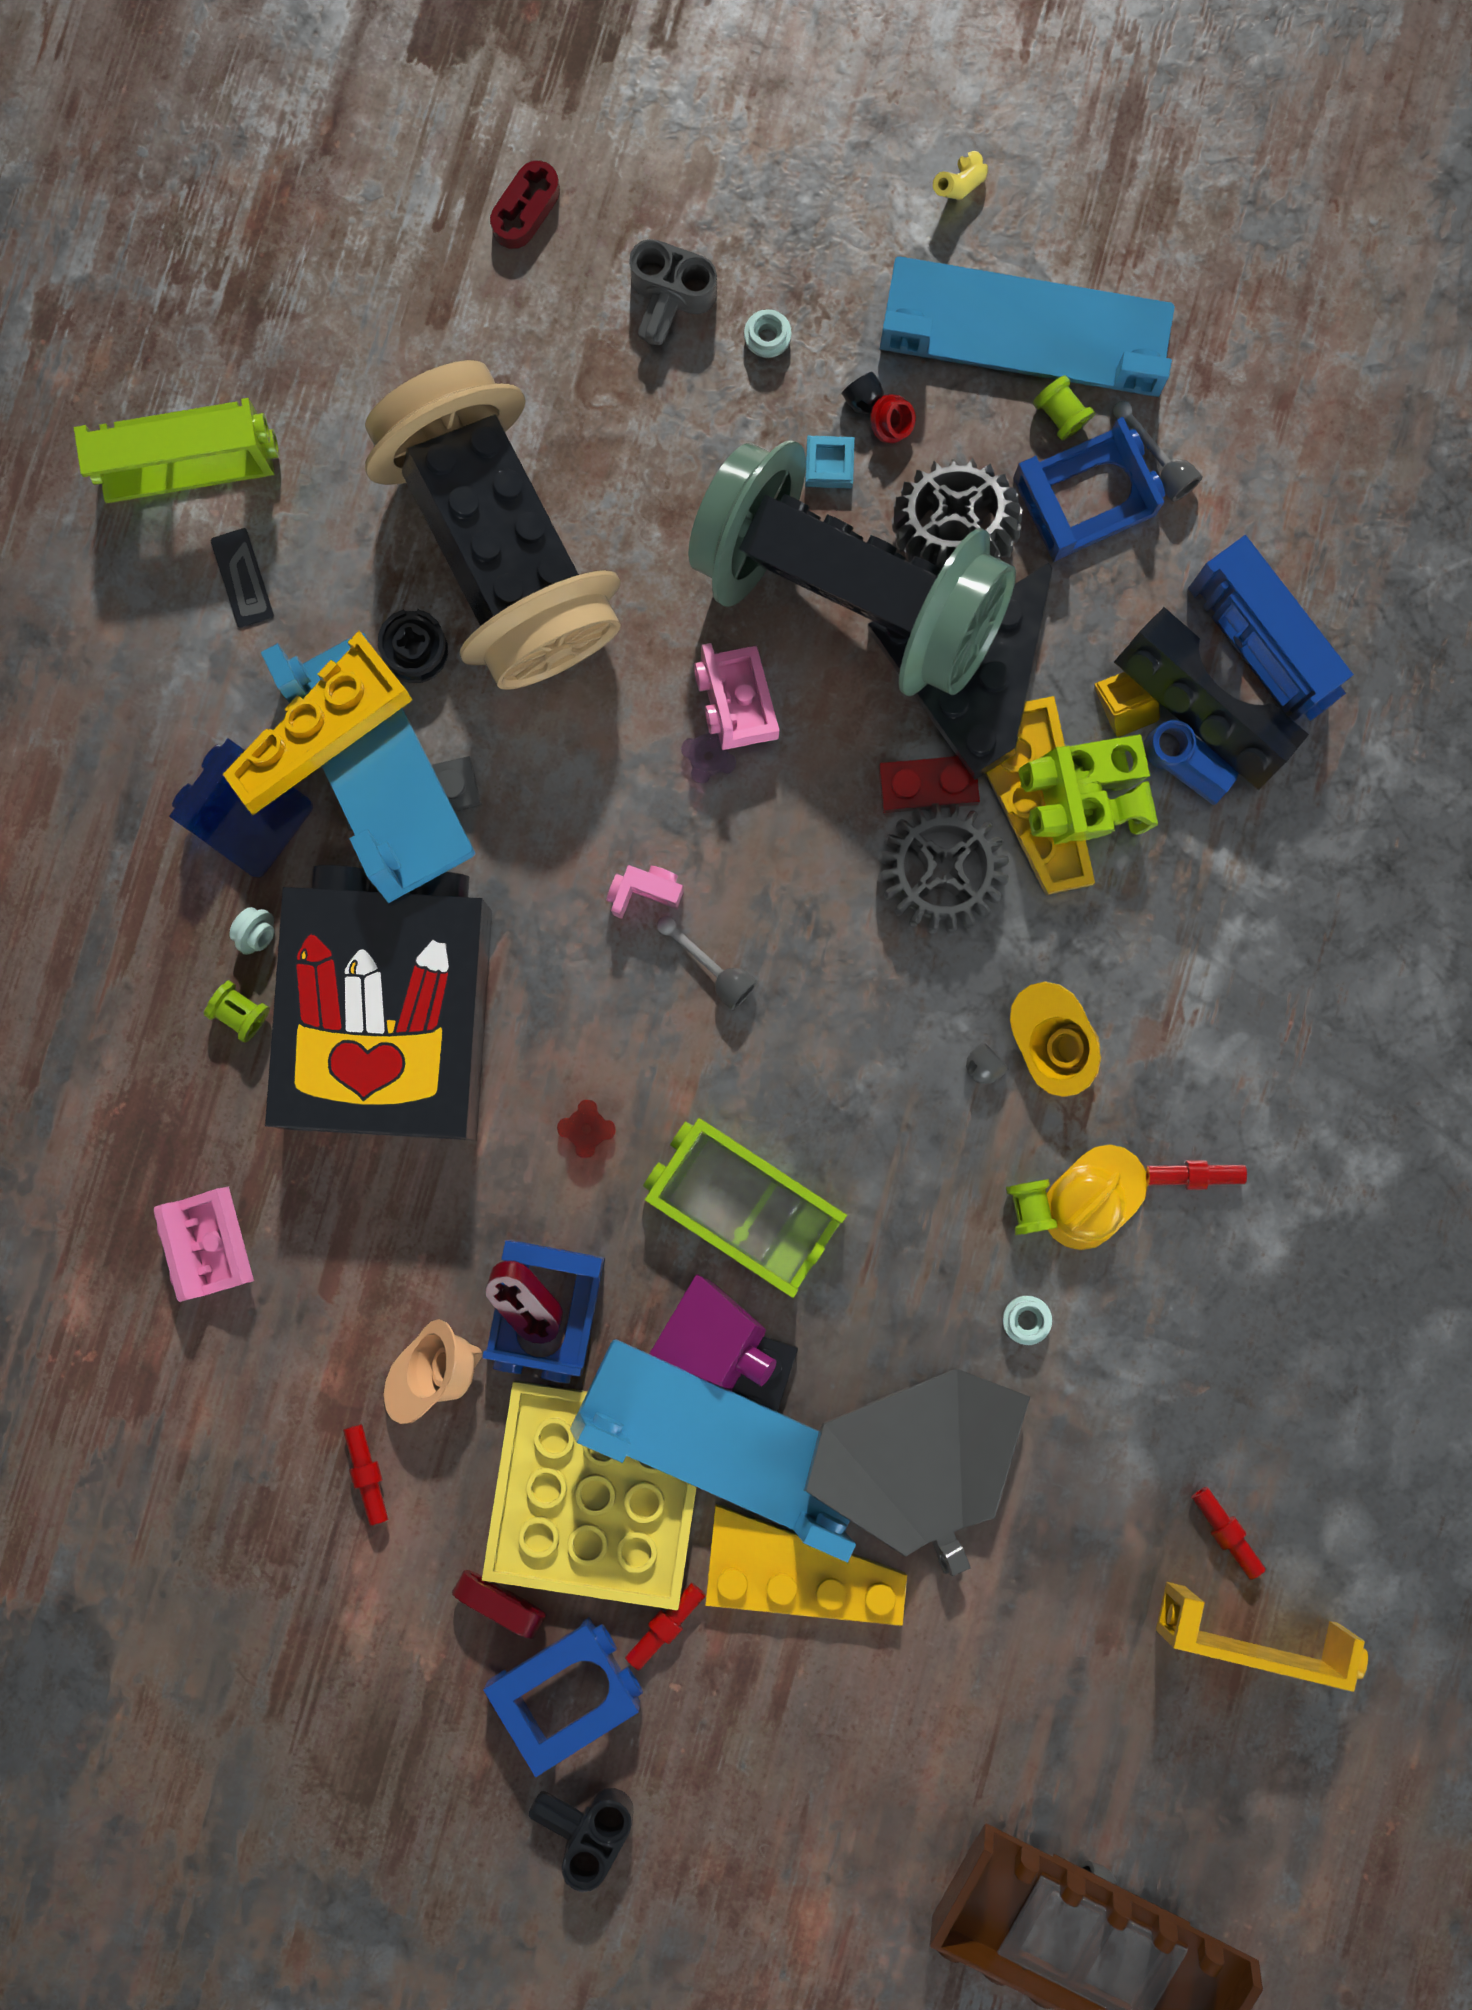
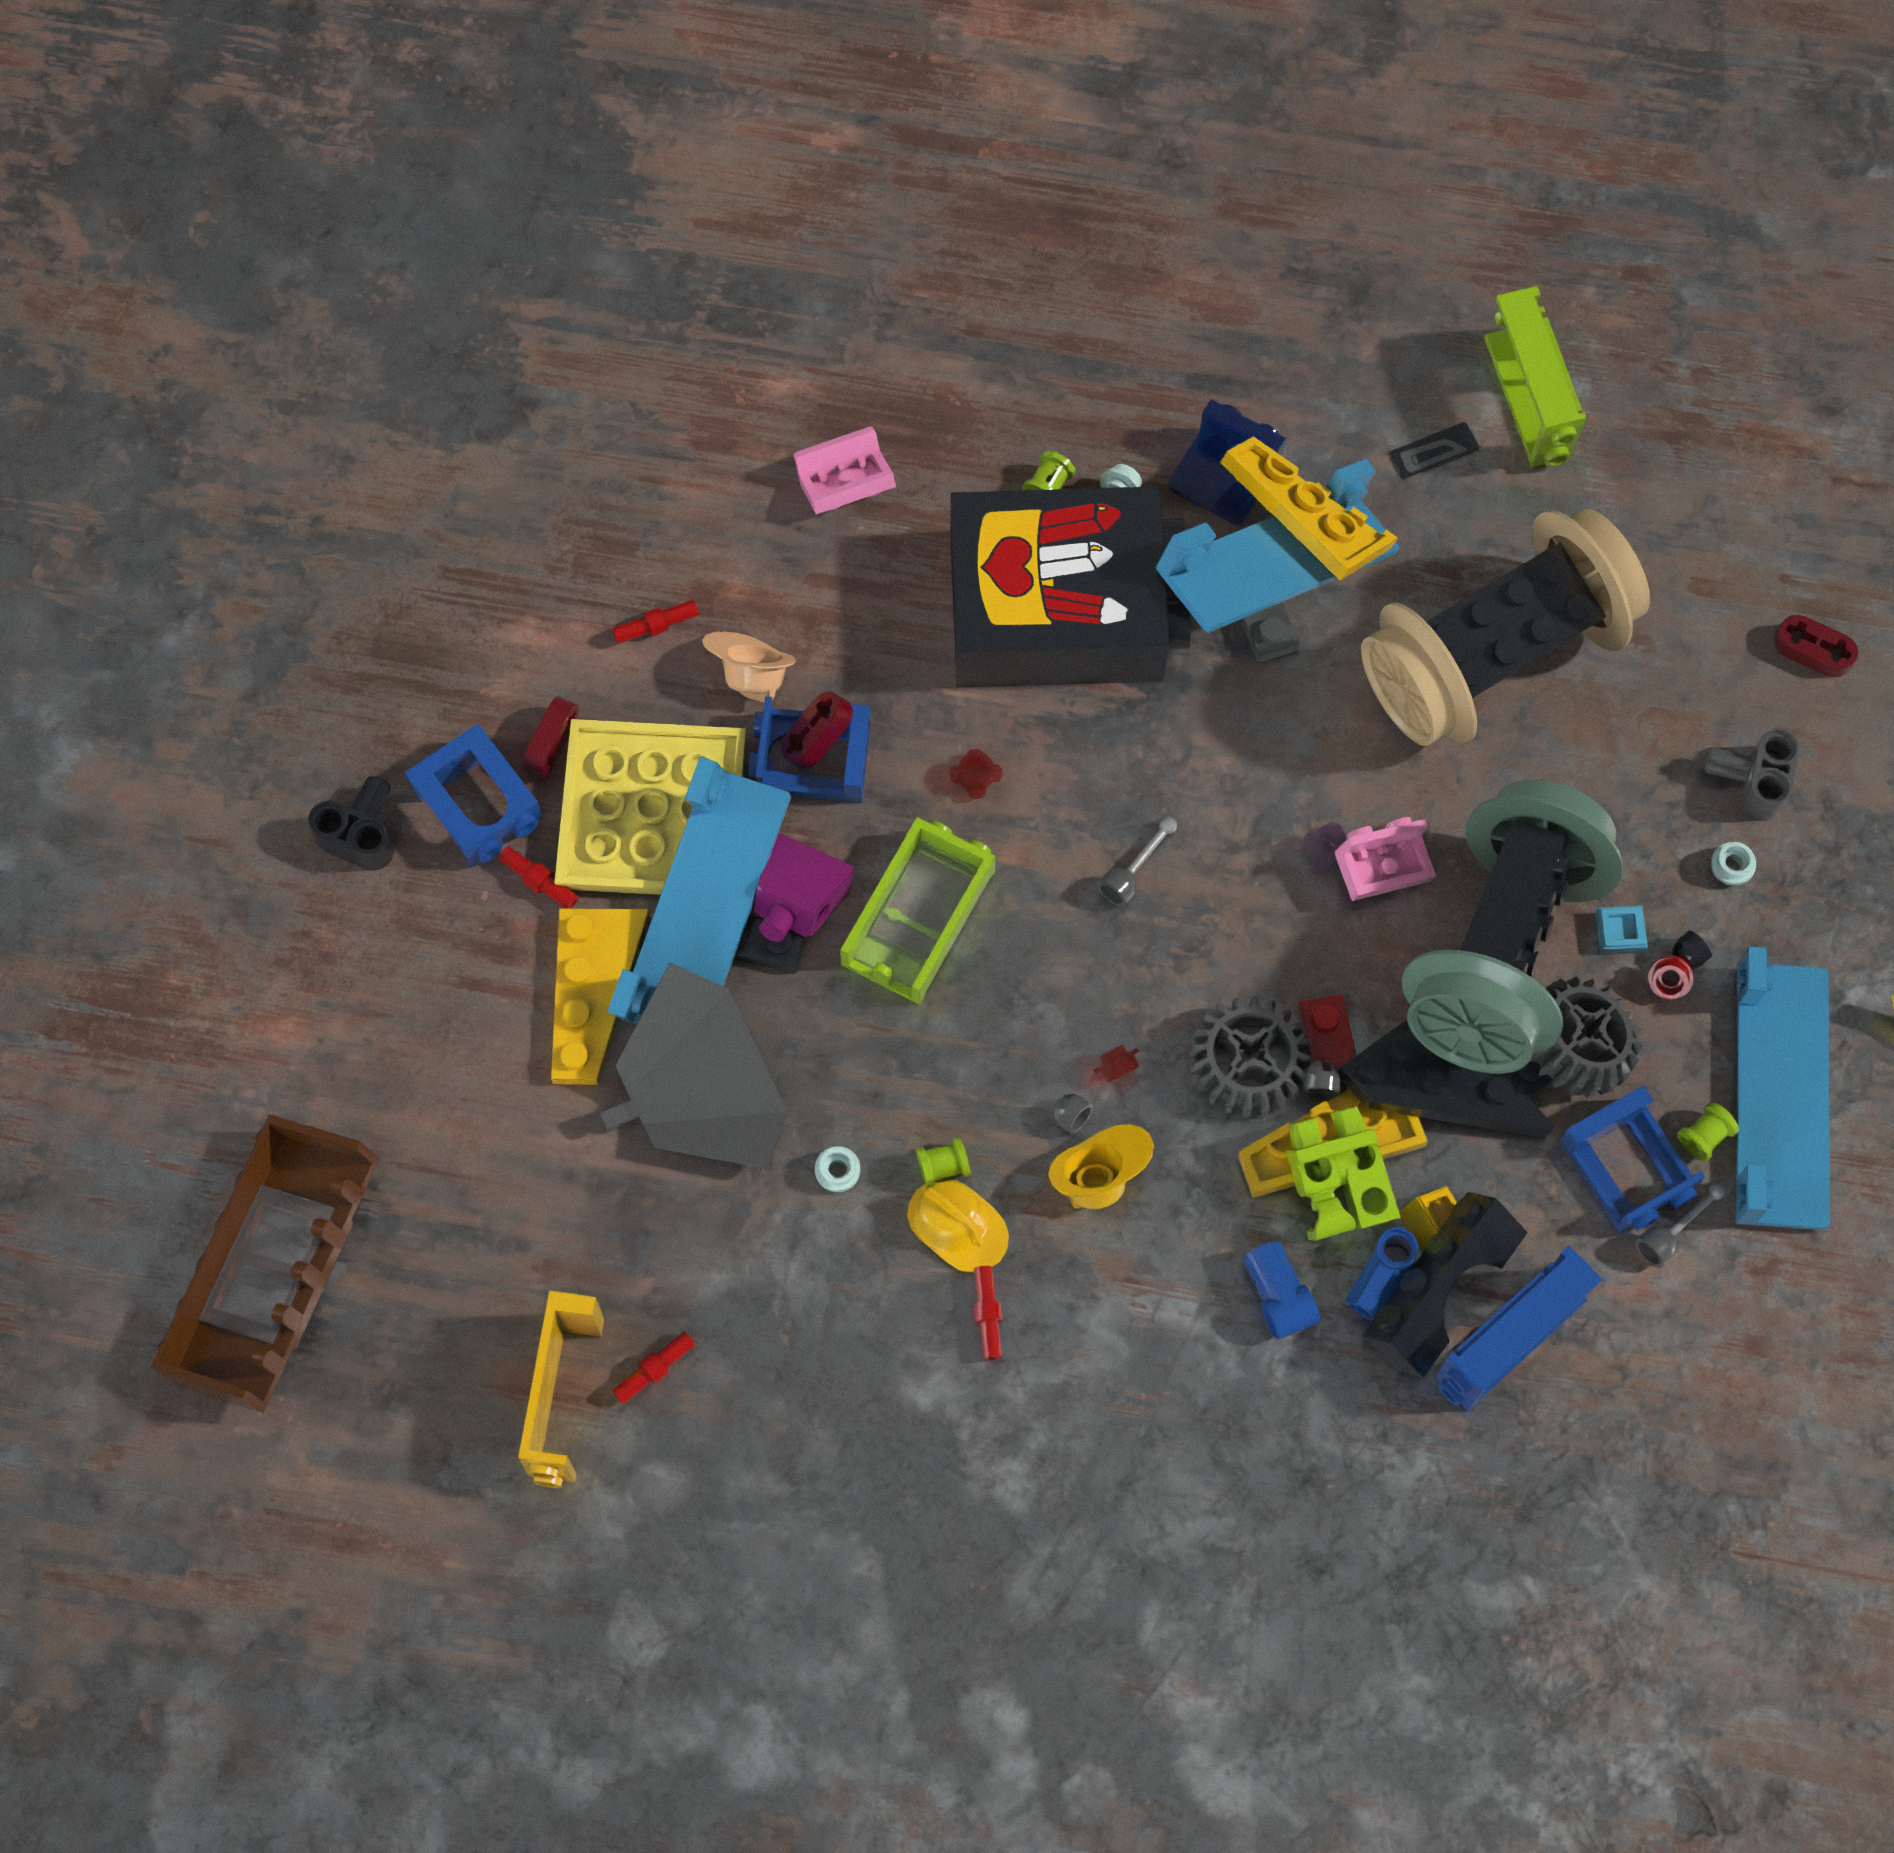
camera: 85 degrees right, 15 degrees down
(413, 646) = (1392, 581): black wheel -> none
(655, 885) = (1201, 785): bright pink bracket -> none
(938, 1009) = (1117, 1063): none -> clear red plate
(980, 795) = (1322, 1081): none -> dark grey hinge
(1209, 865) = (1285, 1302): none -> blue piece

